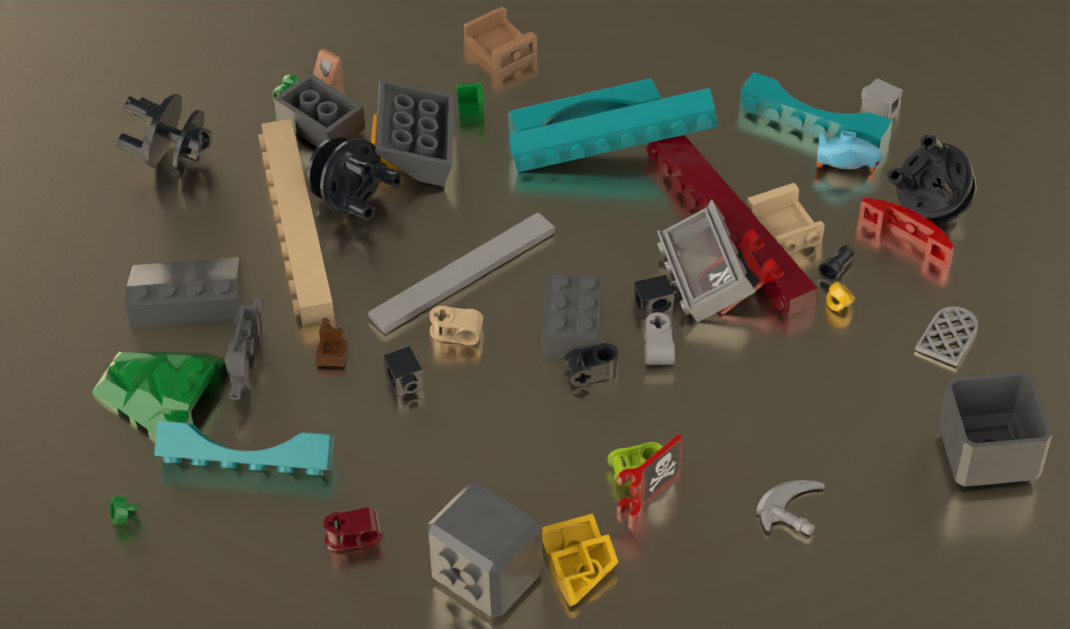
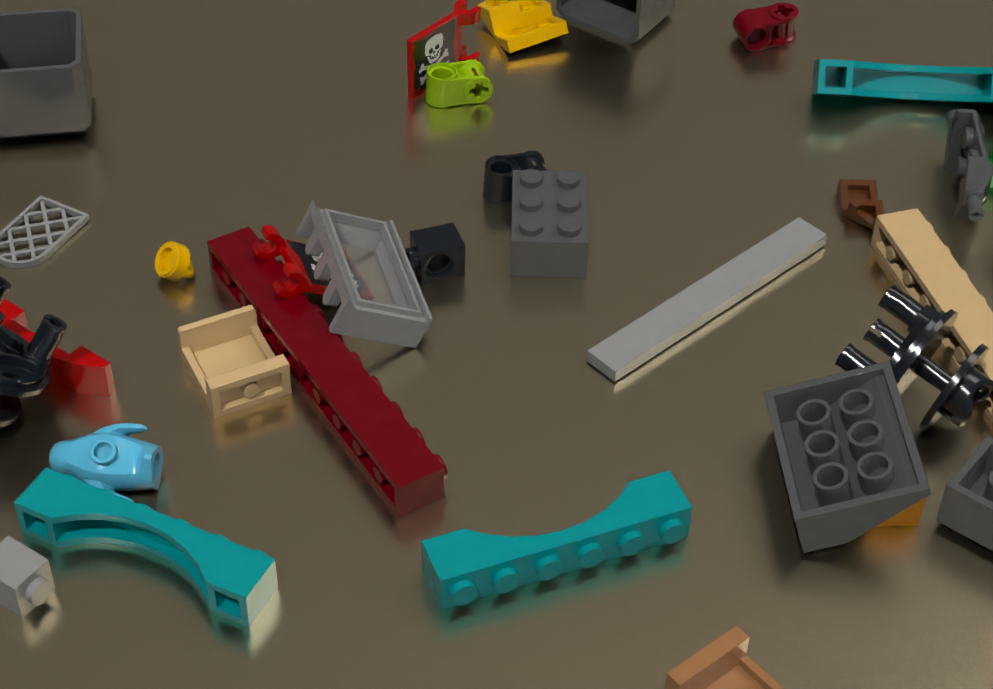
camera: 175 degrees right, 5 degrees down
(403, 371) = (757, 165): black brick -> none
(459, 325) = (700, 216): tan piece -> none
(470, 103) = (762, 558): green panel -> none
(613, 130) = (494, 456): teal brick -> none
(658, 341) = (431, 200): light grey piece -> none
(773, 503) = (303, 65): light grey piece -> none
(834, 265) = (173, 303): black pin -> none

